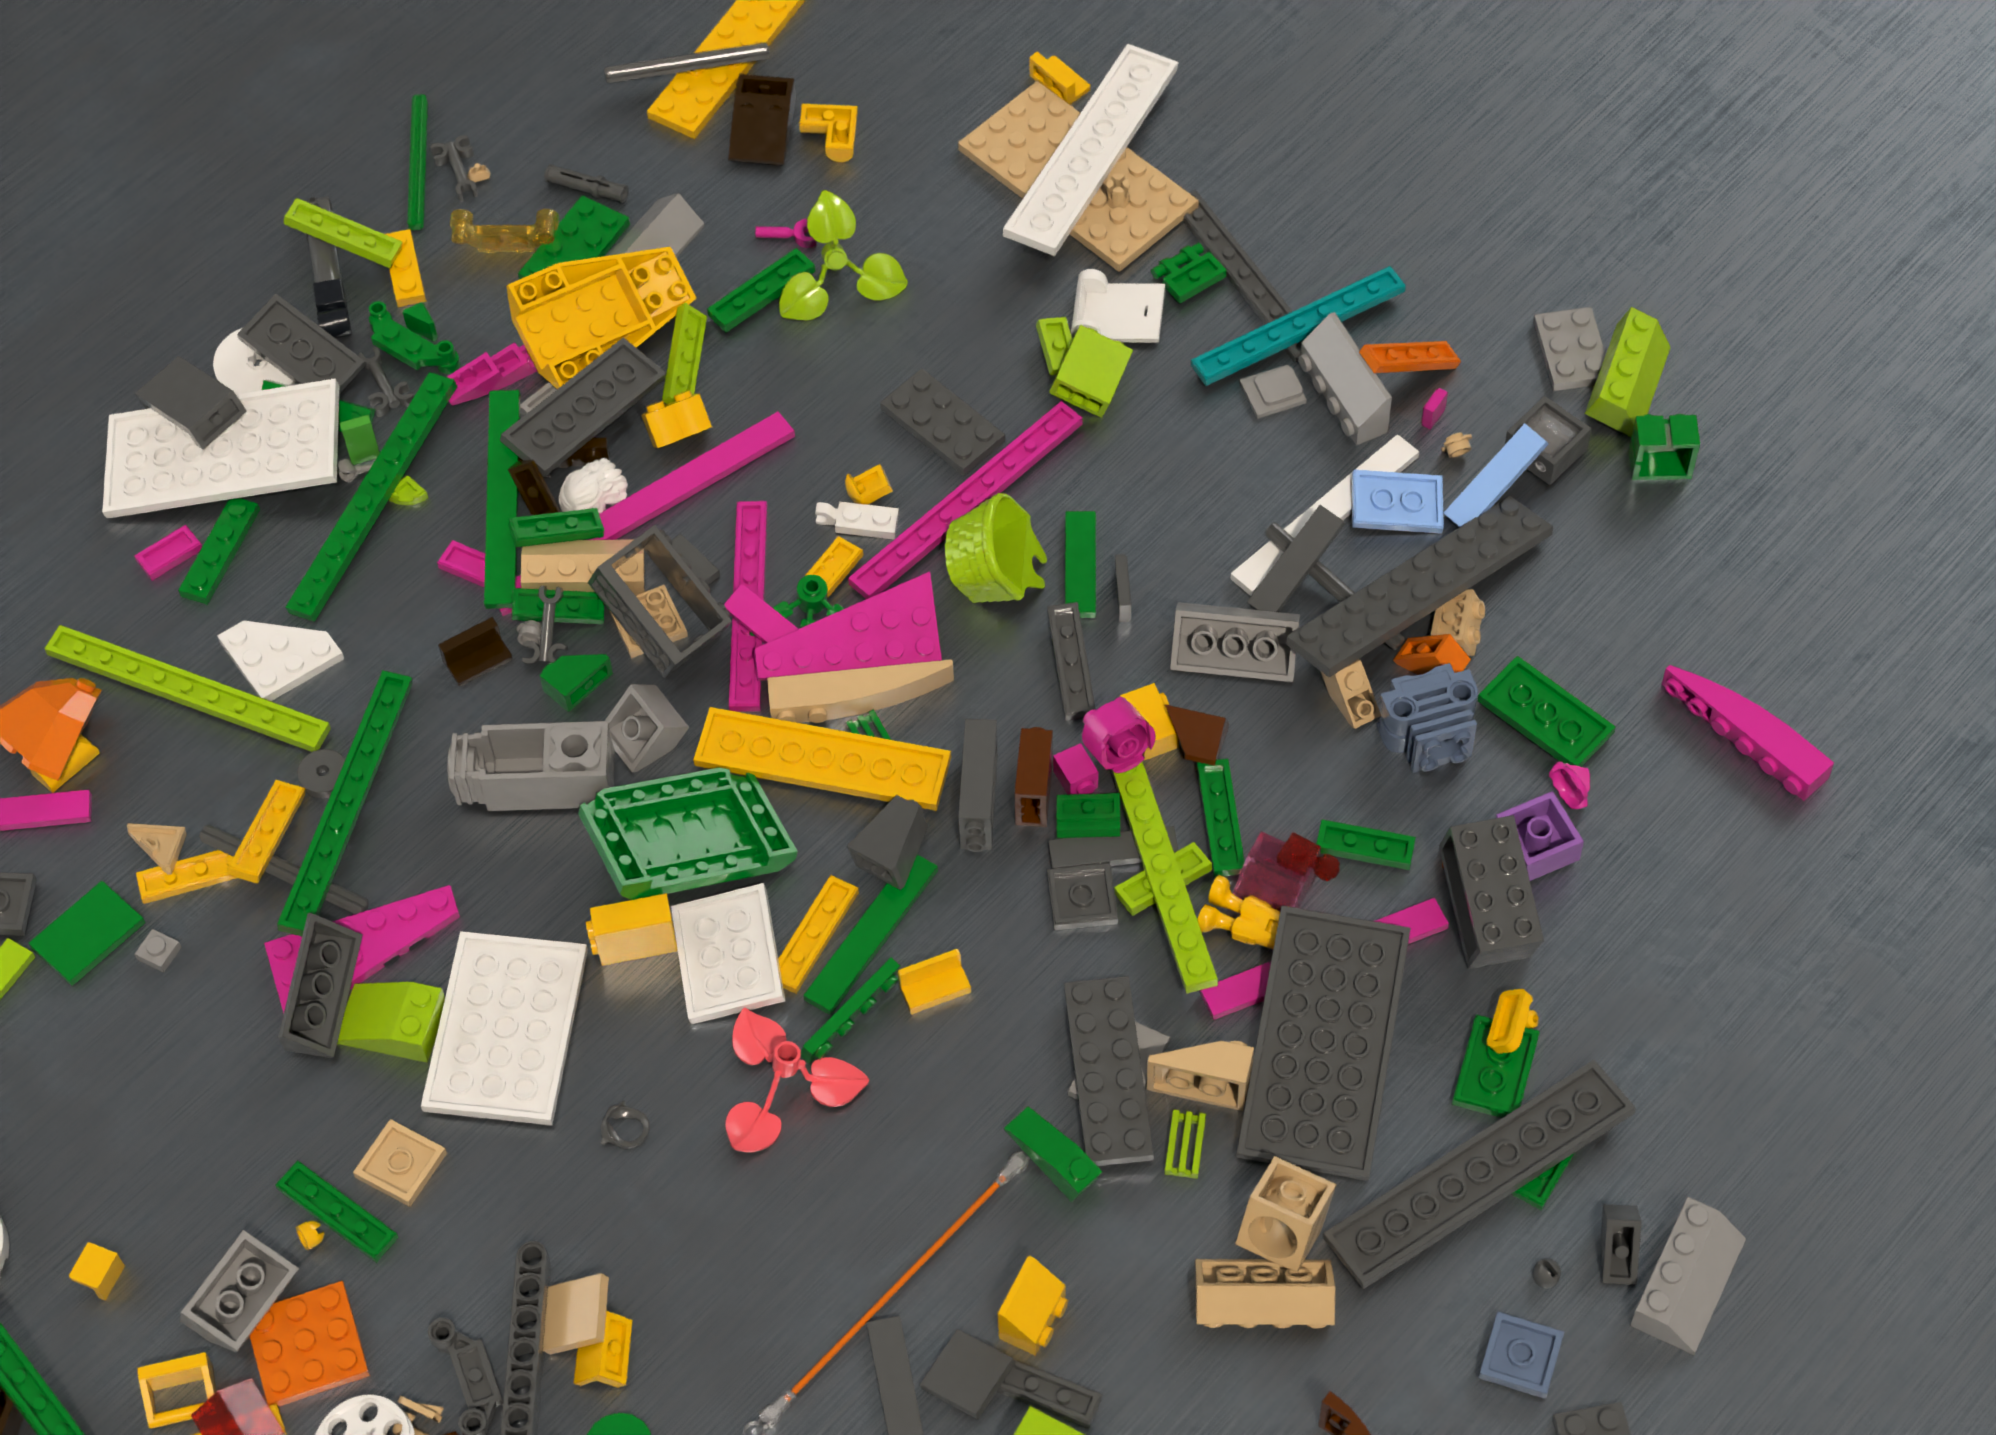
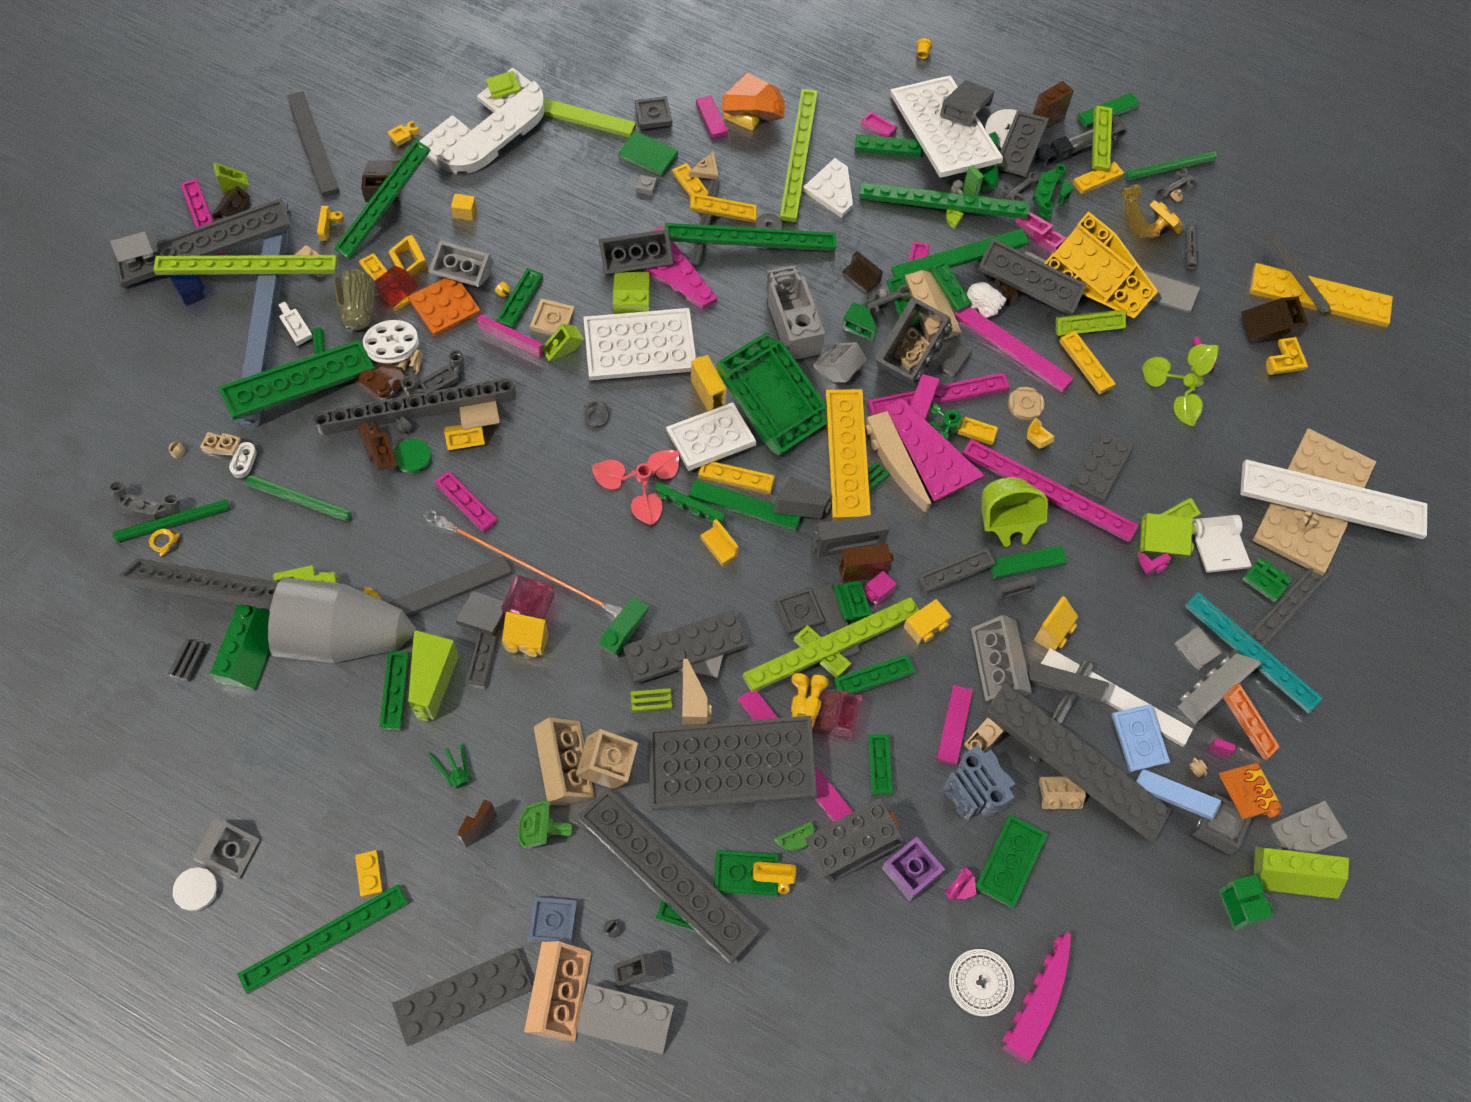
camera: 70 degrees right, 5 degrees up
(29, 439) = (923, 48): none -> yellow piece
(245, 277) = (1054, 103): none -> reddish brown brick
(271, 212) = (1119, 106): none -> green tile
(420, 1237) = (510, 336): none -> dark pink tile
(464, 1152) = (562, 342): none -> lime slope
(529, 197) = (1165, 218): none -> yellow plate
(533, 487) = (969, 267): dark brown slope -> none
(583, 233) = (1152, 253): green plate -> none
(675, 420) = (1044, 326): yellow brick -> none
(738, 1371) = (466, 501): none -> dark pink tile
(756, 384) = (1087, 362): none -> yellow plate
(758, 290) = (1153, 348): green plate -> none
(800, 488) = (1026, 403): none -> tan tile
(859, 519) = (1016, 438): white plate -> none
(969, 1291) = (528, 598): none -> clear pink slope
(1057, 77) = (1385, 474): yellow panel -> none
(1117, 735) = (902, 599): dark pink brick -> none
(1133, 398) = (1156, 565): none -> dark pink plate
(1199, 733) = (925, 650): reddish brown slope -> none
(1200, 553) = (1057, 625): none -> yellow slope
(1301, 855) = (850, 721): clear red plate -> none
(1322, 731) = (954, 725): none -> dark pink tile
(1367, 1346) = (537, 826): none -> bright green piece
(1428, 652) = (1028, 781): orange slope -> none
(1455, 985) = (795, 839): none -> bright green tile
(1510, 389) = (1251, 791): none -> orange door
(1632, 1366) = (558, 991): none -> light nougat slope
(1694, 813) = (973, 997): none -> white piece

